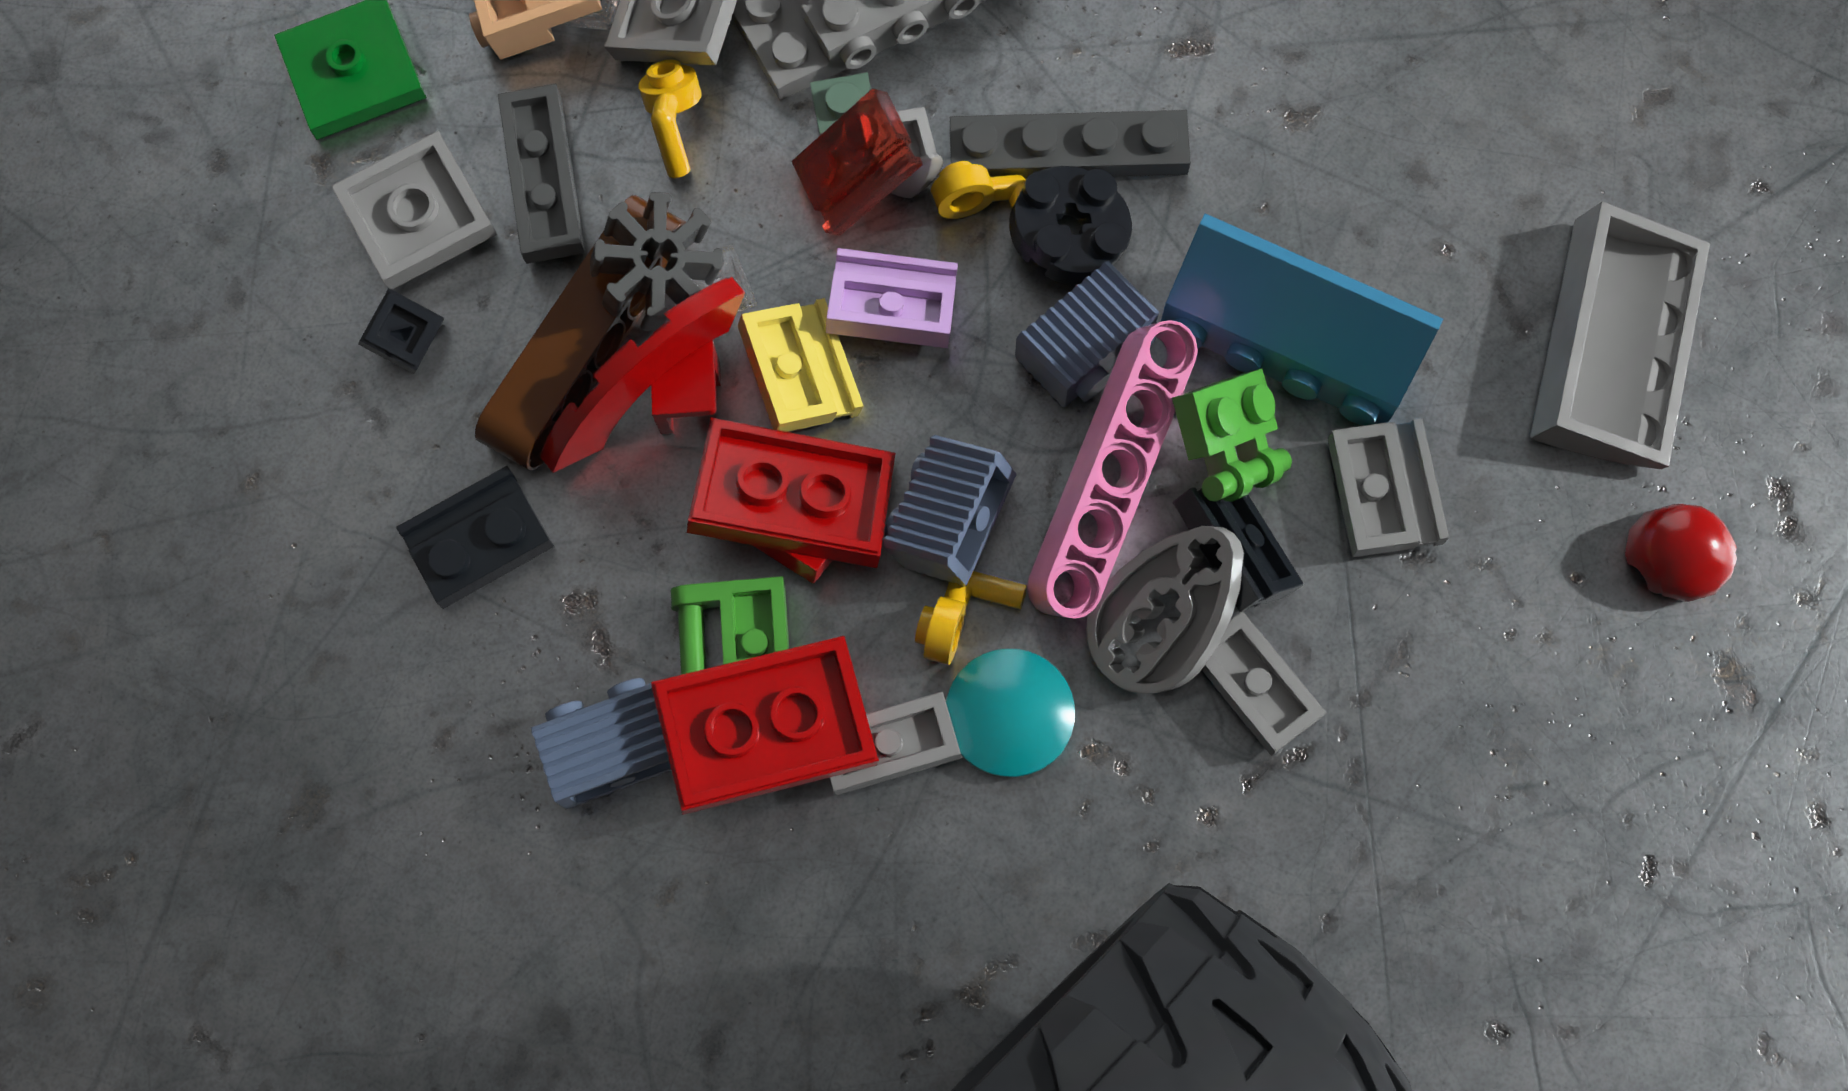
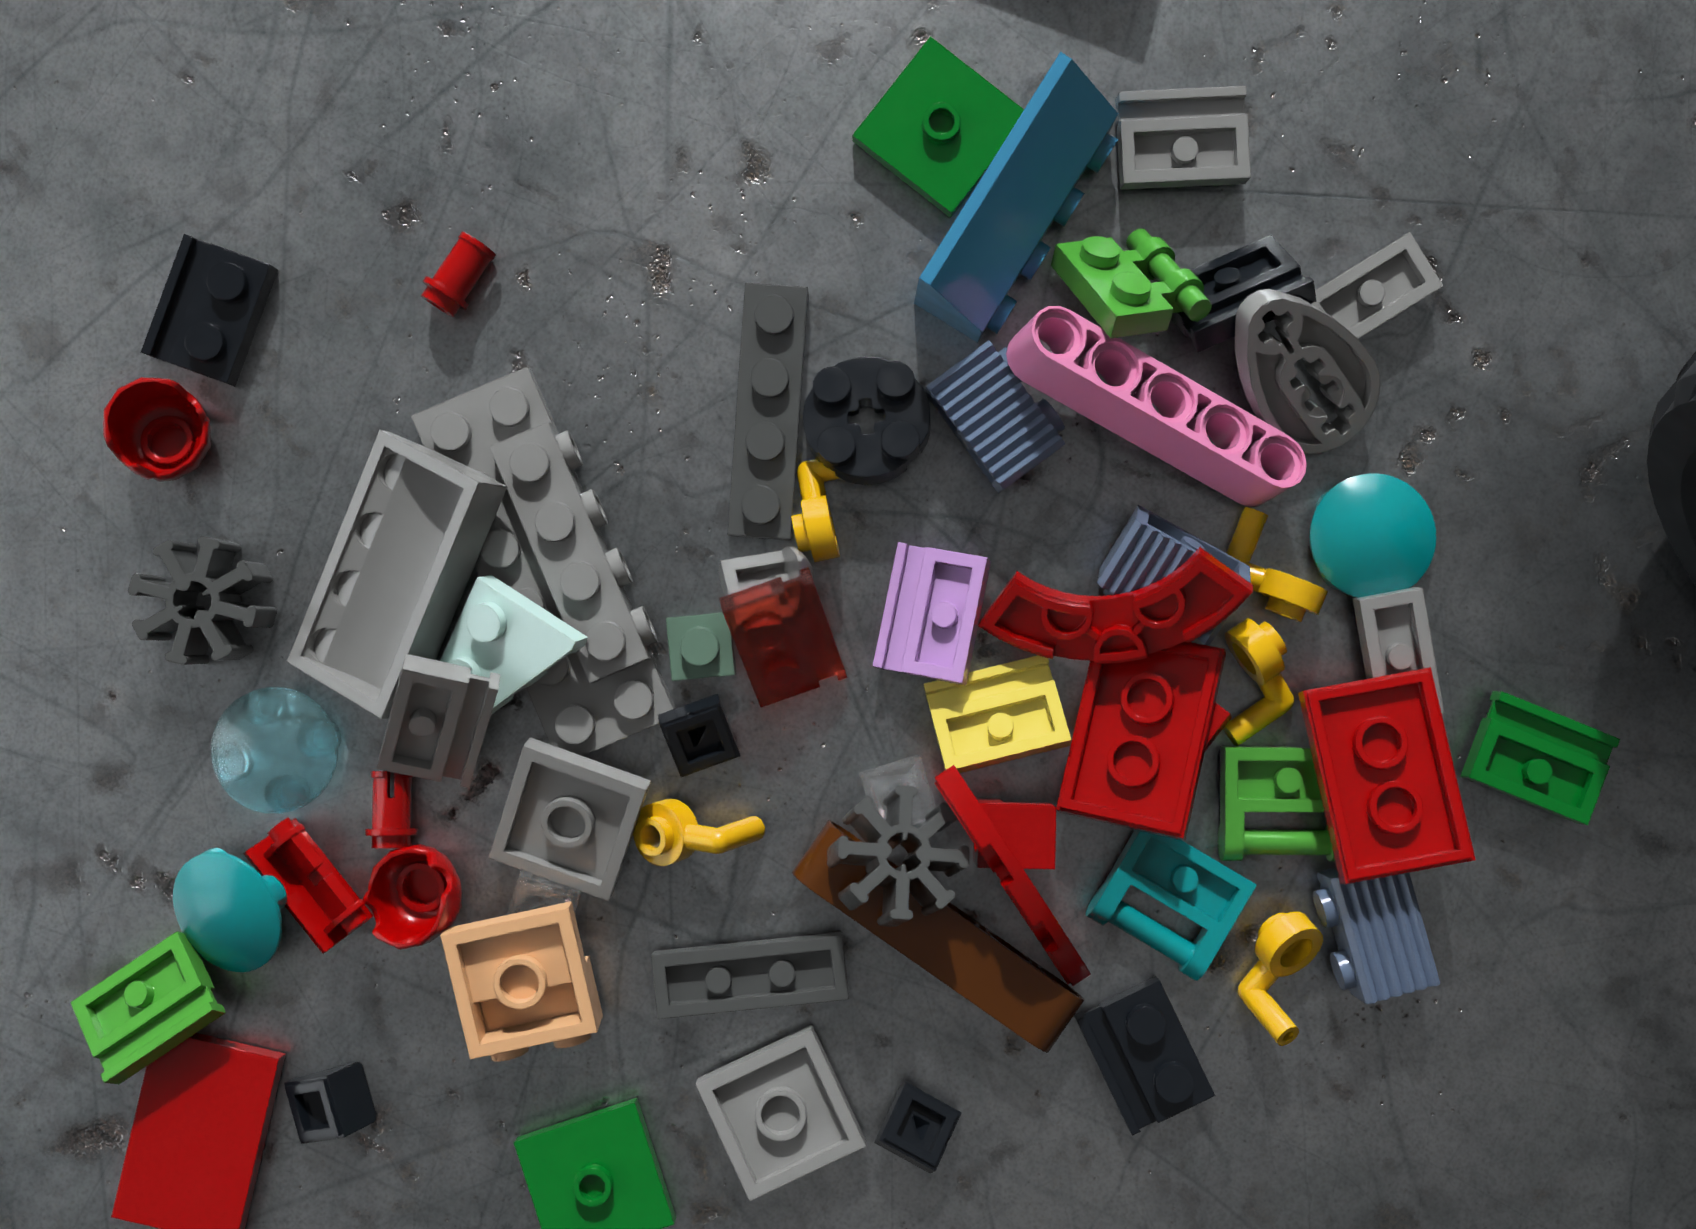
camera: 90 degrees left, 15 degrees up
(586, 656) = (1283, 948): none -> yellow plate
(644, 557) = (1184, 882): none -> teal plate
(761, 110) = (699, 735): none -> black tile
(795, 902) = (1540, 758): none -> green plate
(880, 603) = (1260, 655): none -> yellow plate
(894, 452) = (1117, 625): none -> red tile
(1372, 248) = (938, 126): none -> green plate

